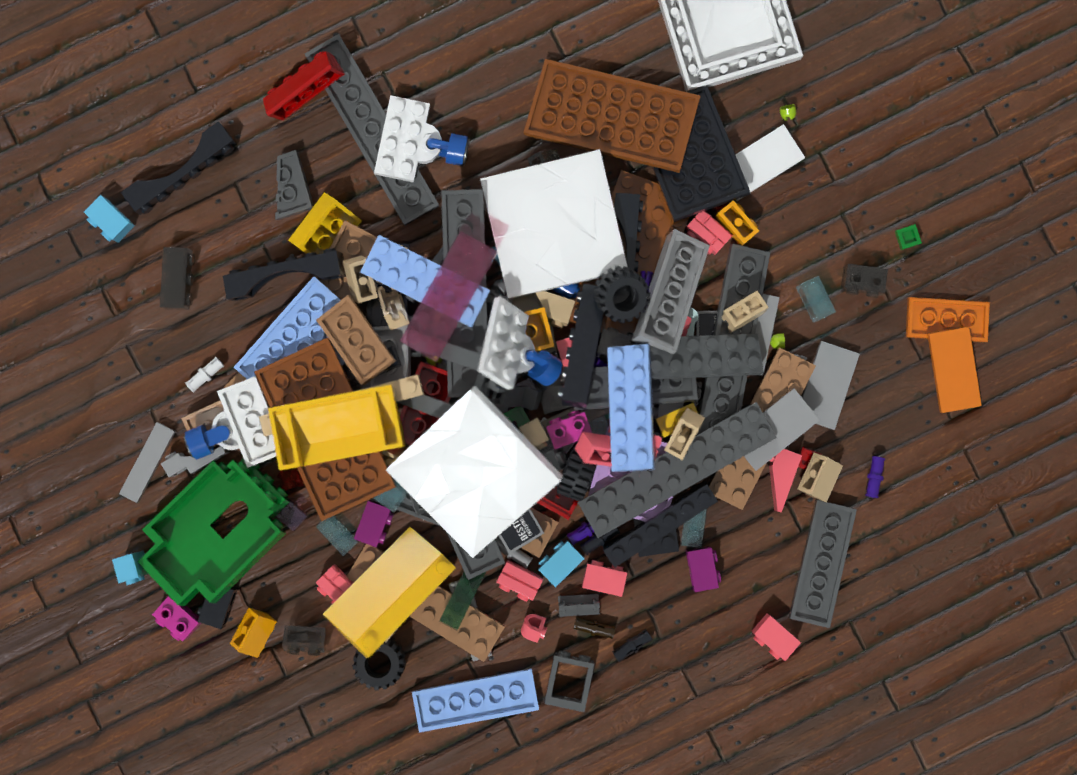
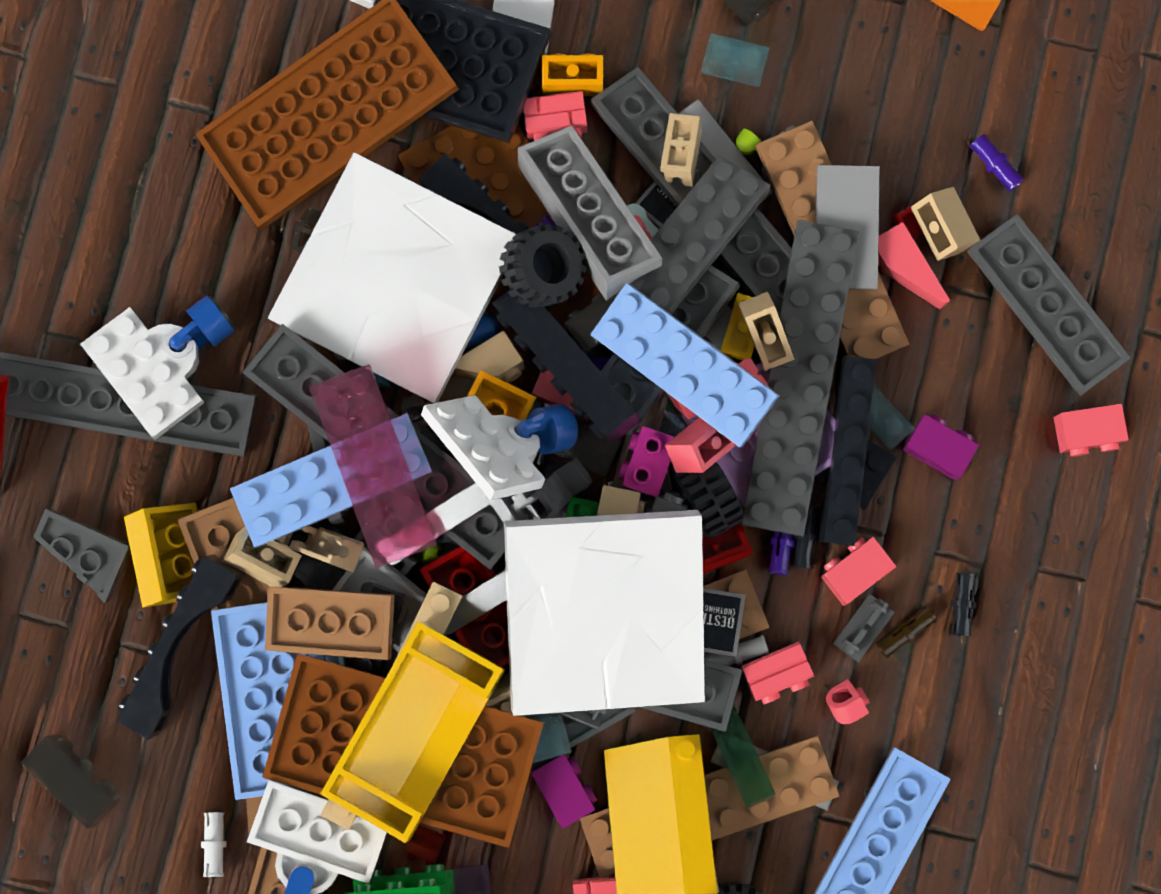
camera: 50 degrees left, 5 degrees down
(337, 534) = (540, 846): clear light blue plate -> none
(560, 563) = (795, 606): medium azure brick -> none
(564, 701) = (964, 741): dark grey window -> none
(829, 382) = (844, 122): light grey tile -> none

